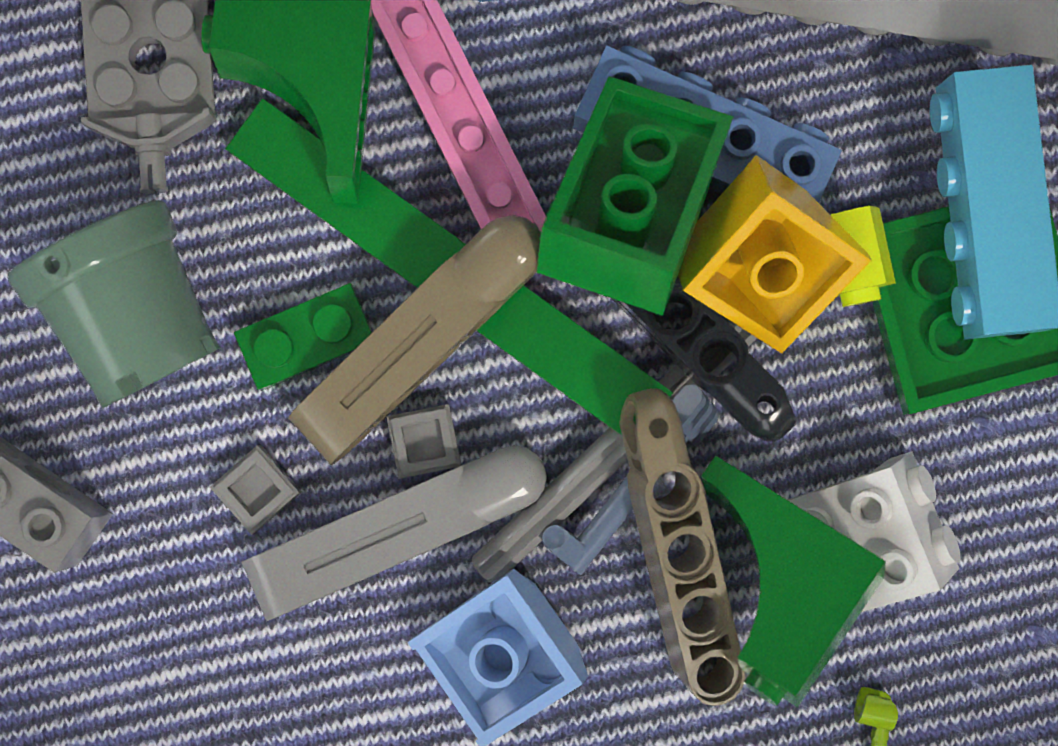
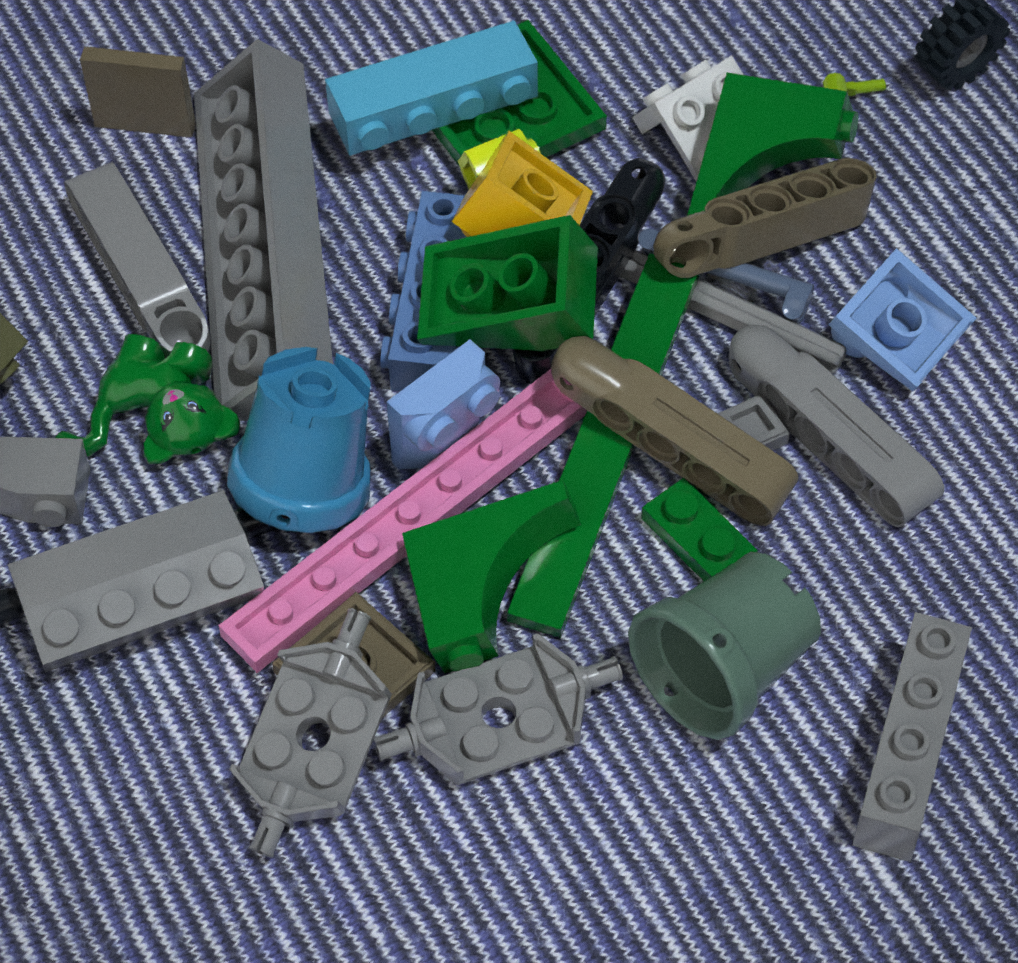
camera: 100 degrees left, 30 degrees down
(256, 489) = (840, 537): light grey tile -> none
(517, 95) = (440, 406): none -> light blue slope

